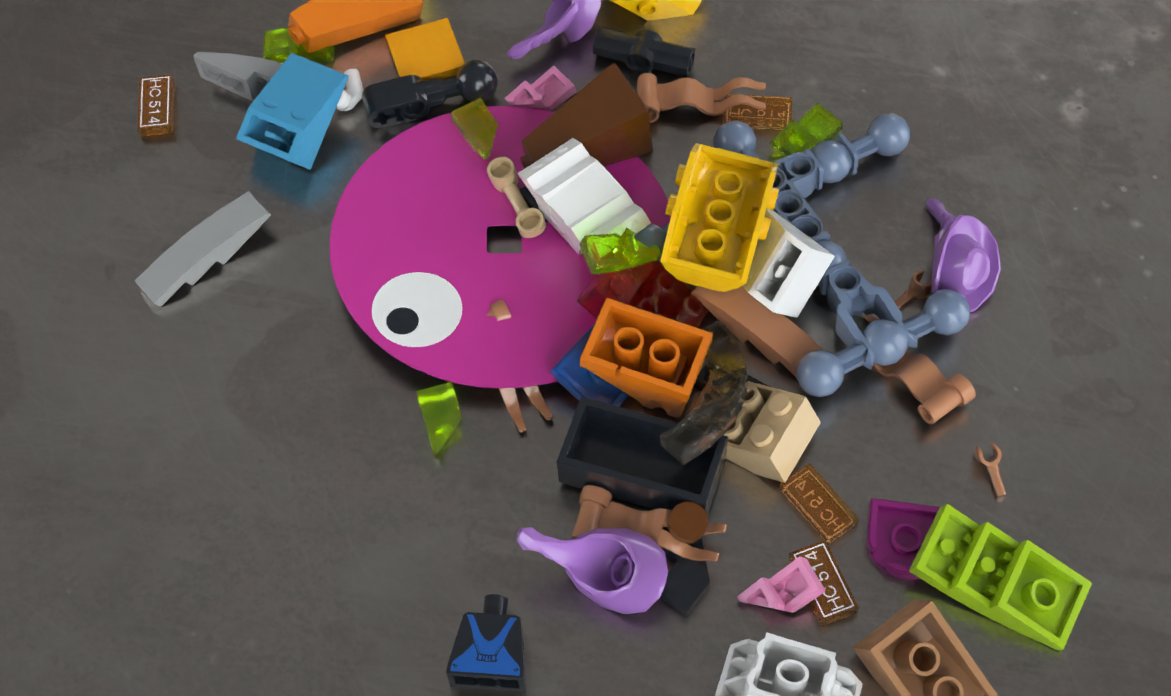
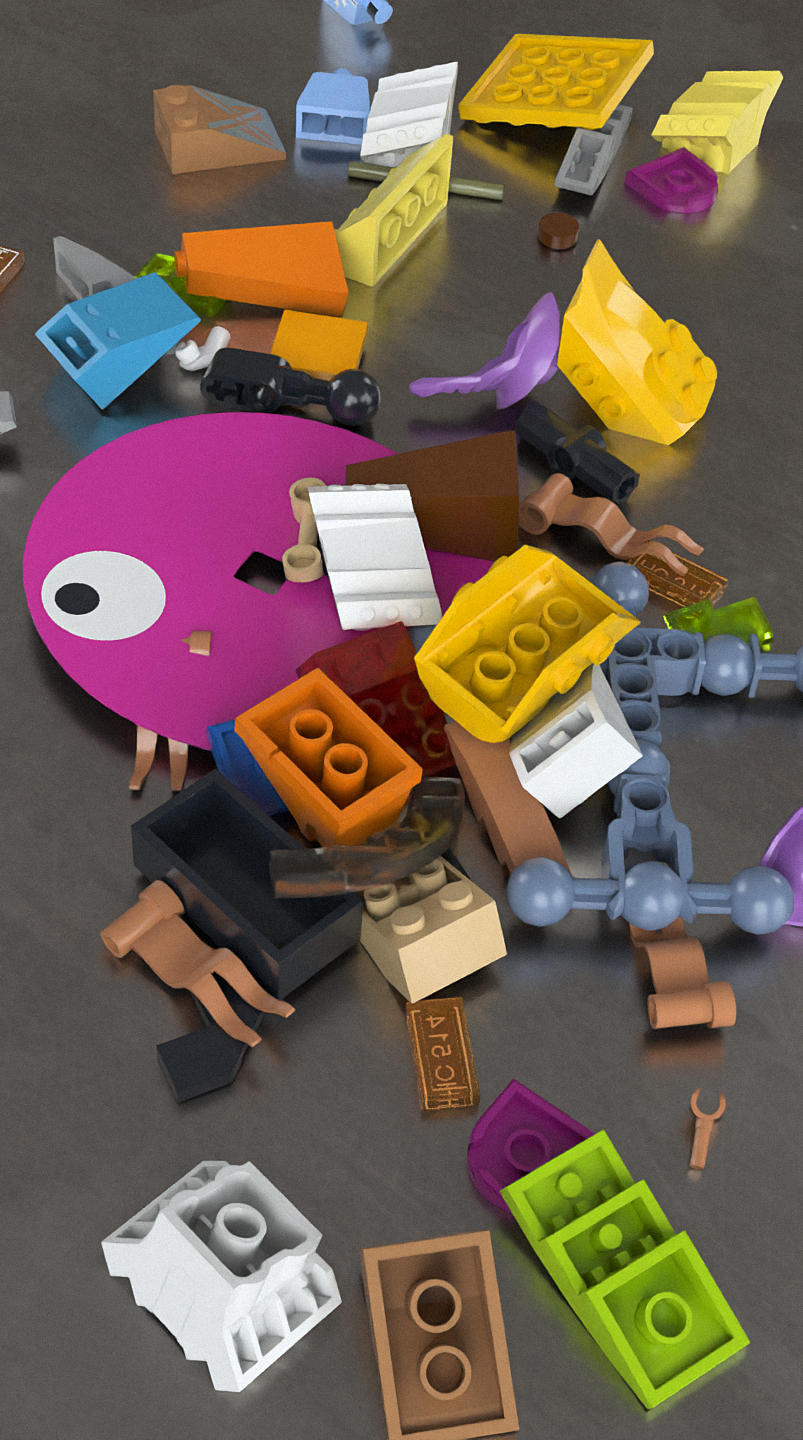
camera: 20 degrees right, 10 degrees down
(439, 413) = (51, 723): clear neon green slope -> none
(476, 126) = (319, 441): clear neon green slope -> none
(545, 93) = (404, 439): bright pink slope -> none
(607, 565) = (114, 982): medium lavender hat -> none
(616, 252) = (366, 624): clear neon green slope -> none
(687, 522) = (245, 979): reddish brown tile -> none
(786, 590) = (326, 1133): bright pink slope -> none
(837, 600) = (379, 1151): clear orange tile -> none
(915, 290) = (747, 858): nougat hand -> none

